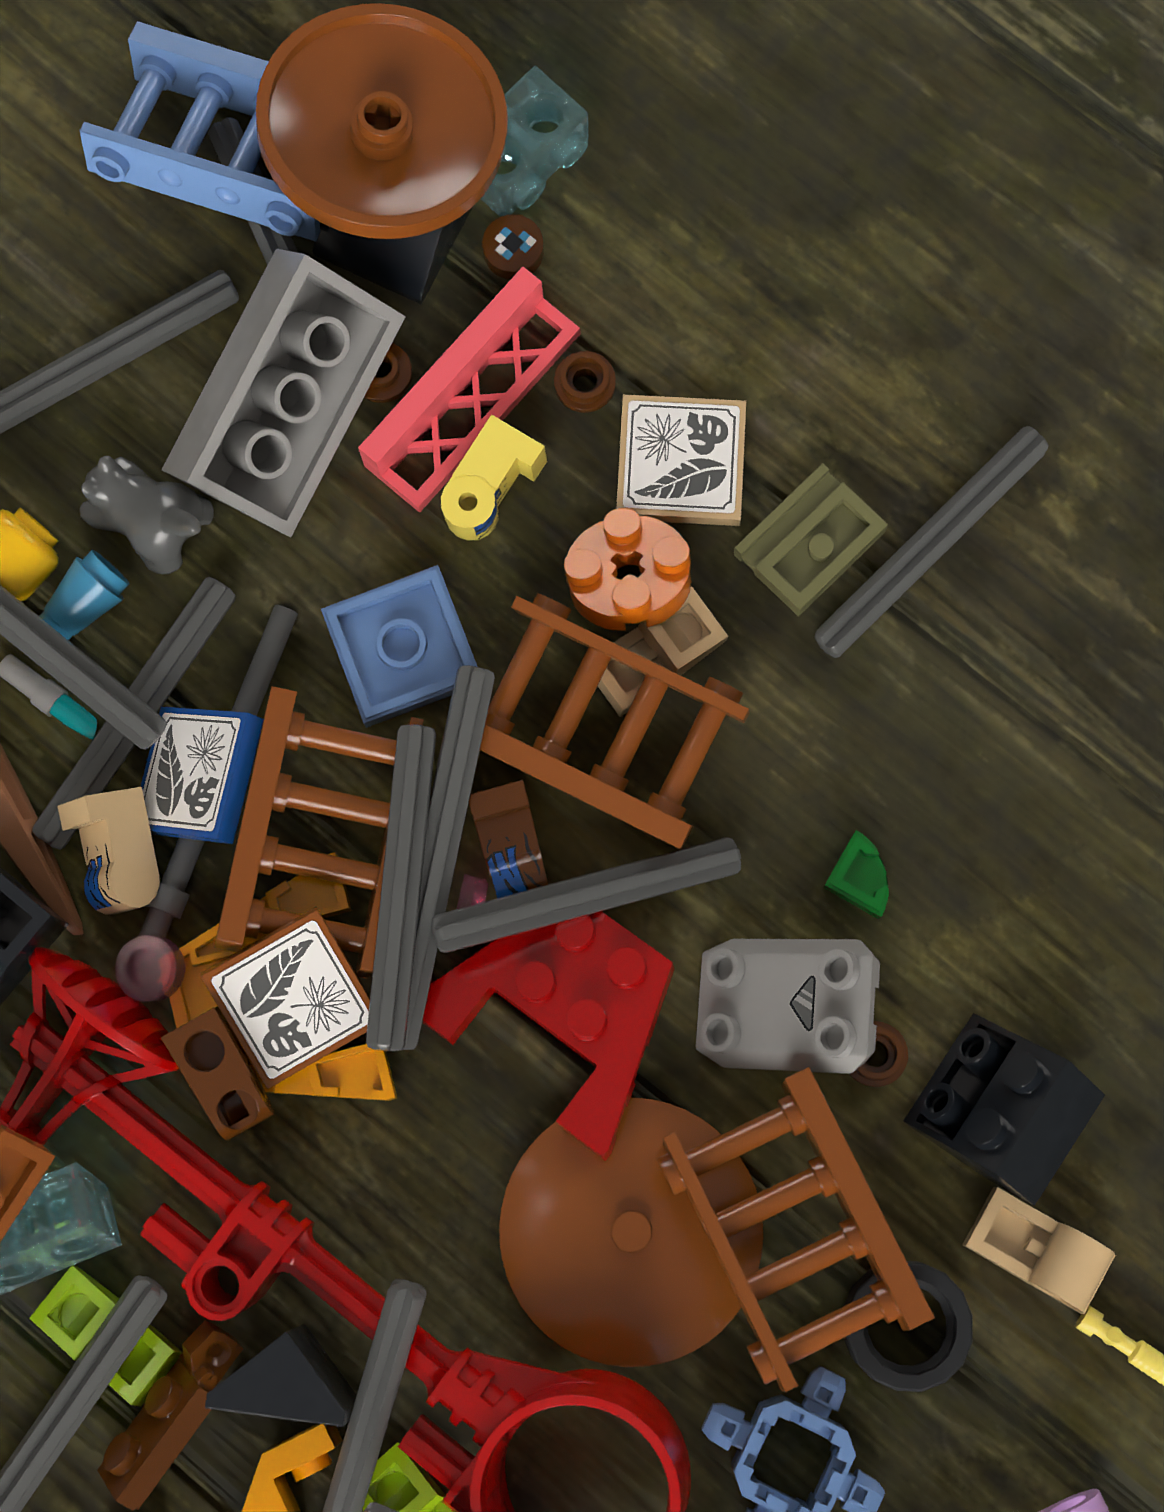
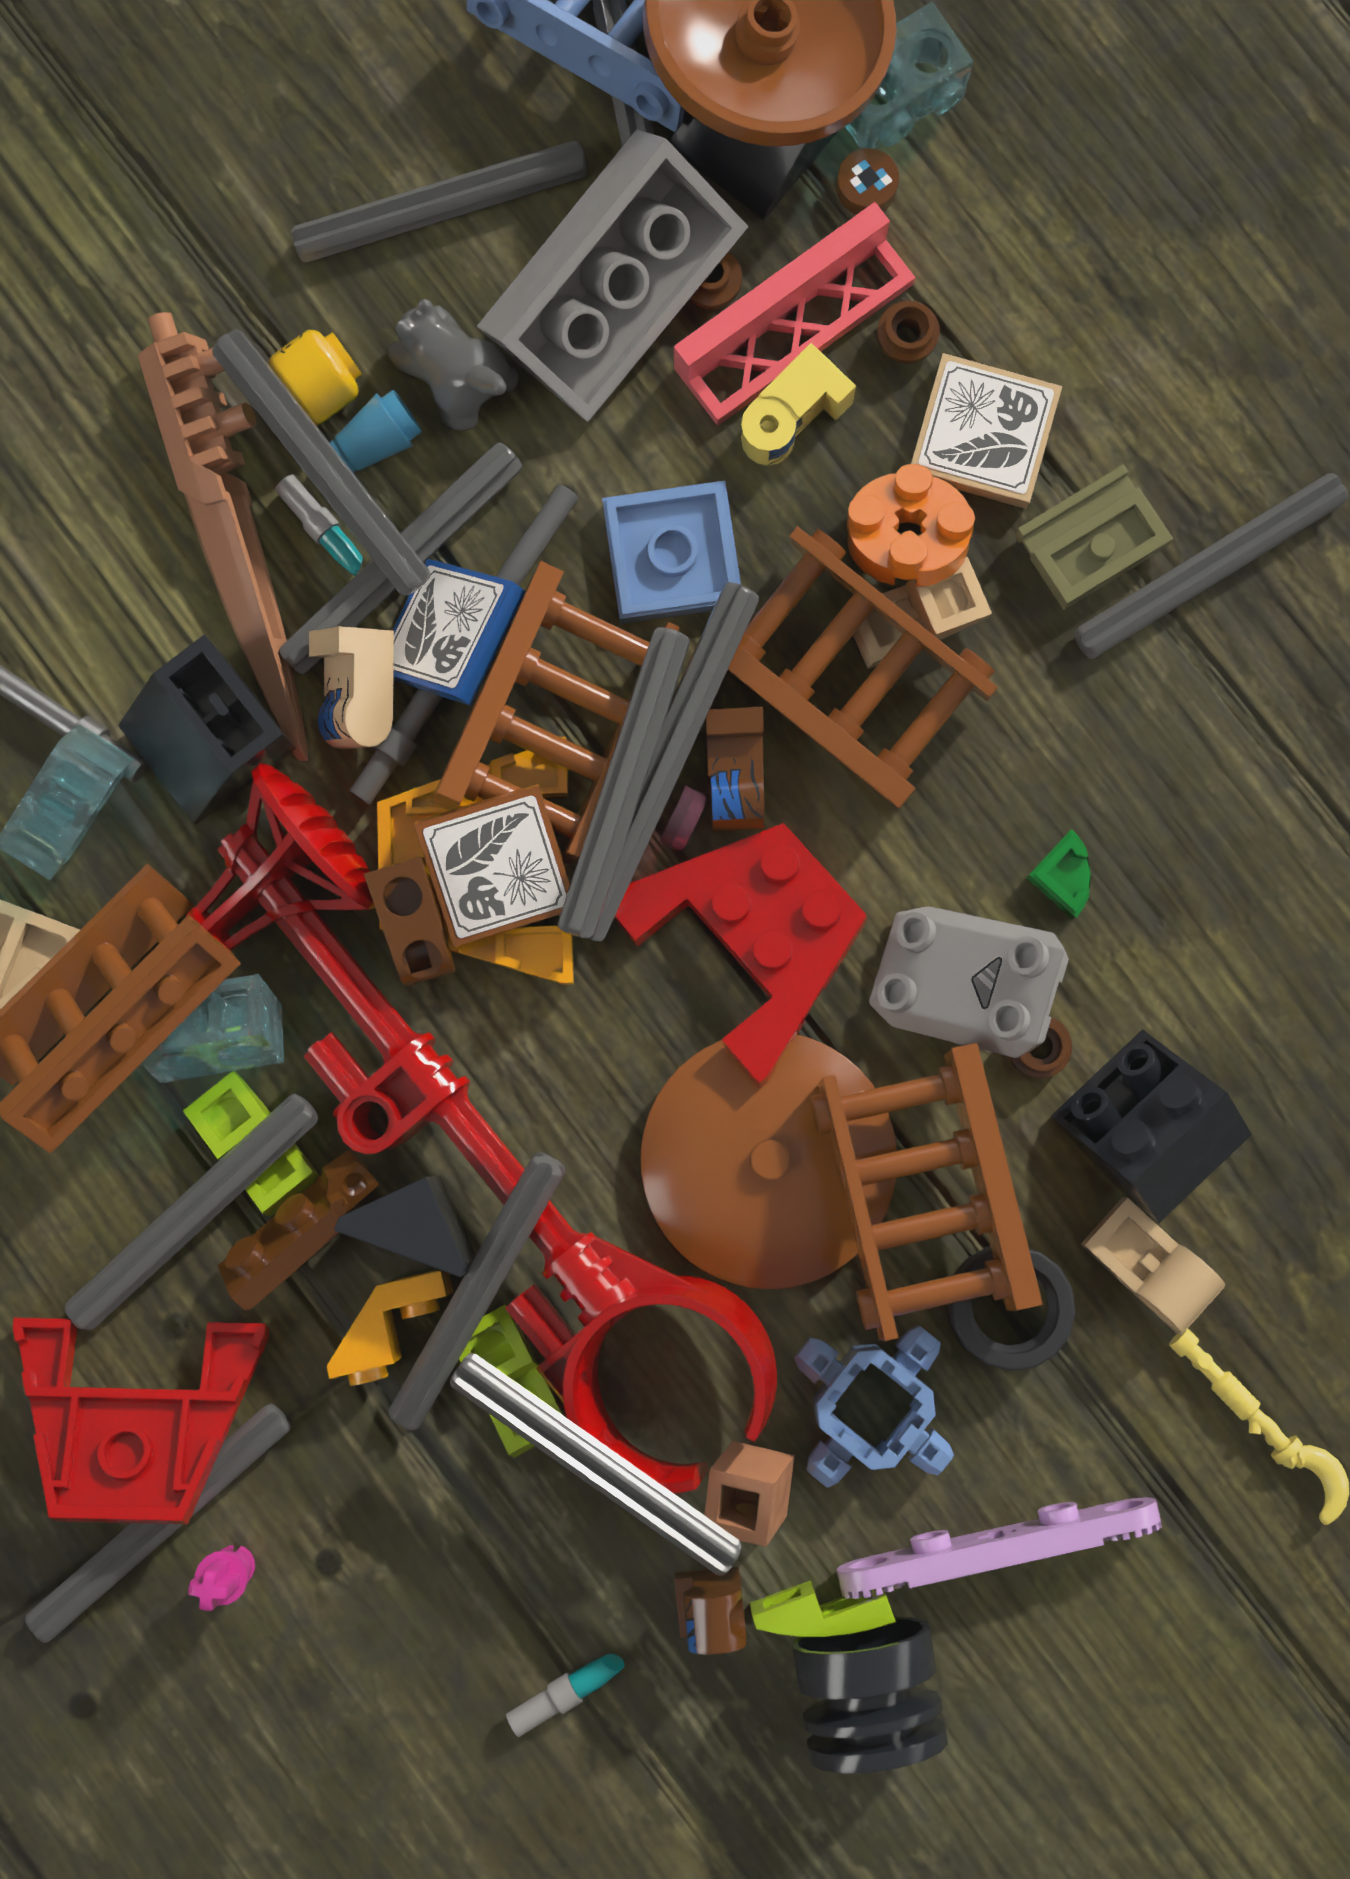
camera: 10 degrees right, 5 degrees up
(150, 968) = (365, 807): clear pink tile -> none
(585, 895) = (798, 831): dark grey axle -> none

